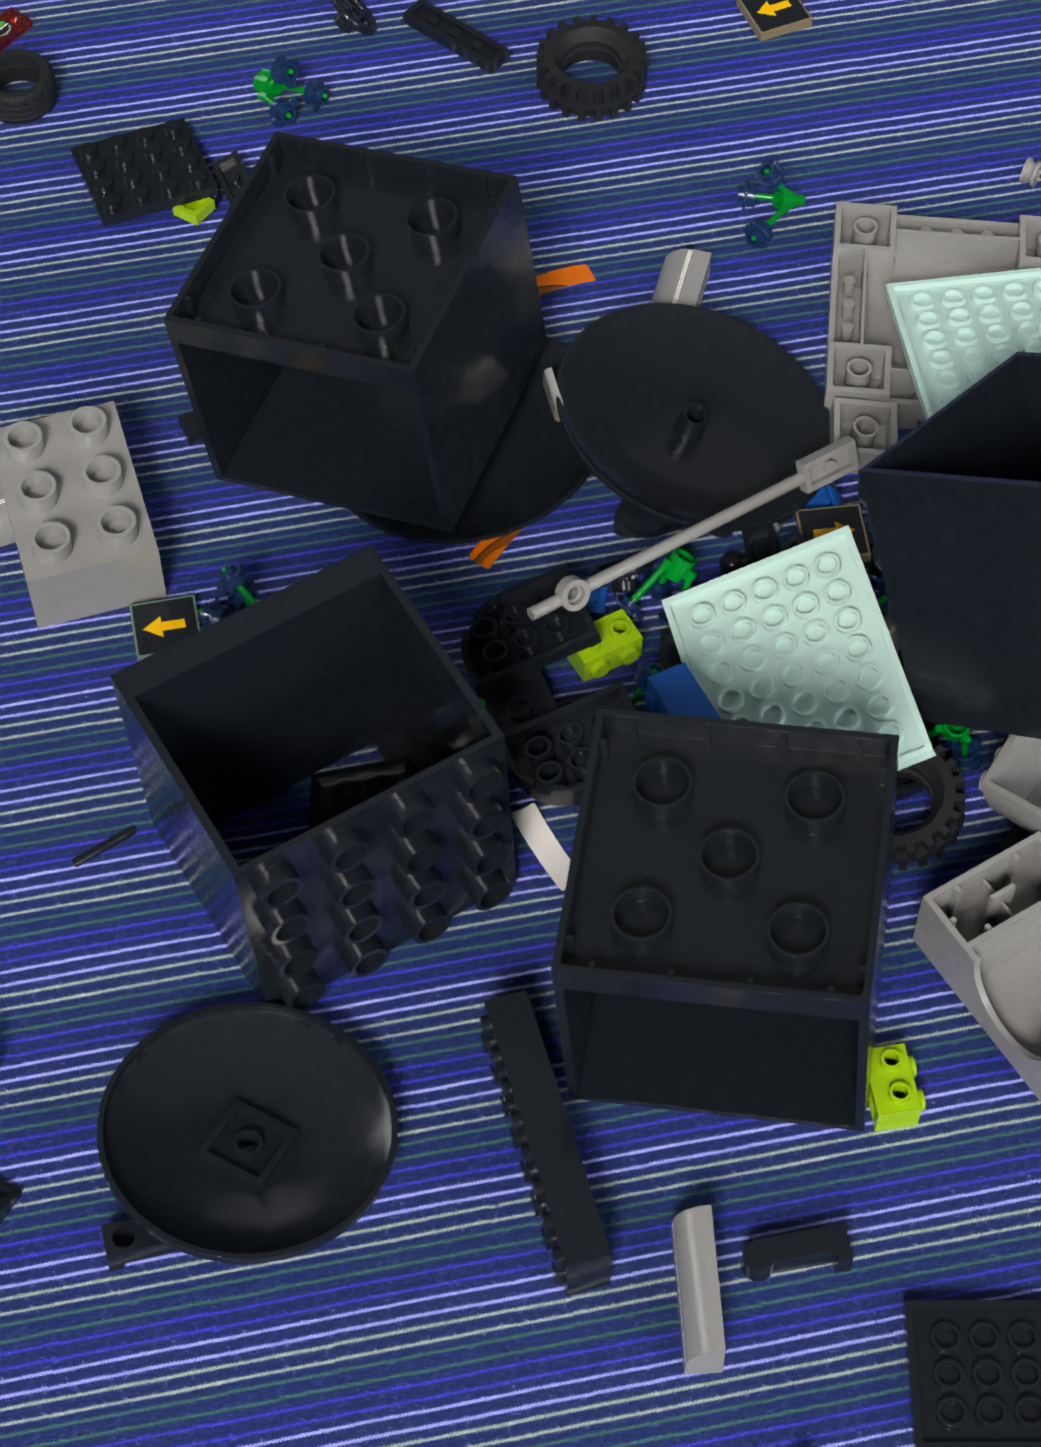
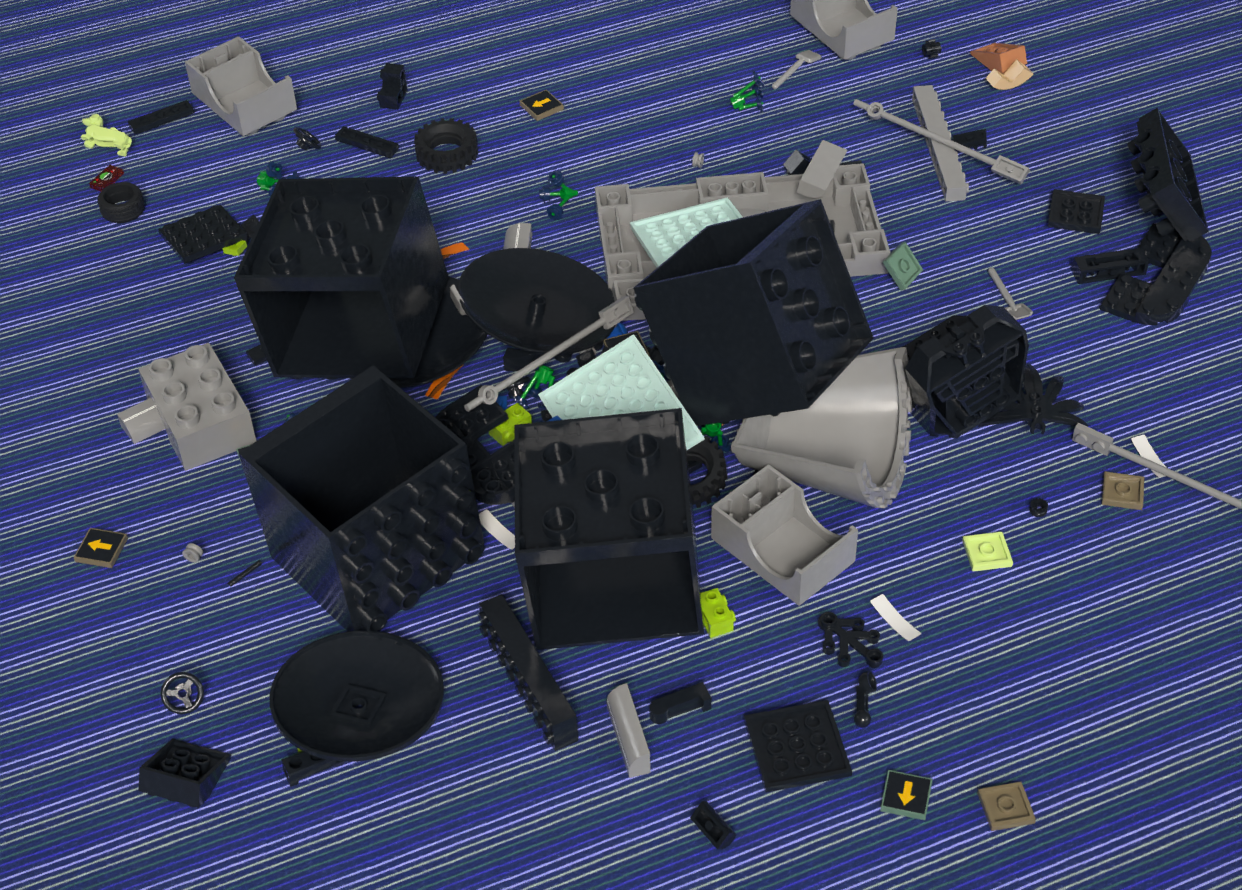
camera: 10 degrees left, 10 degrees down
(22, 793) = (192, 552): none -> light grey bush

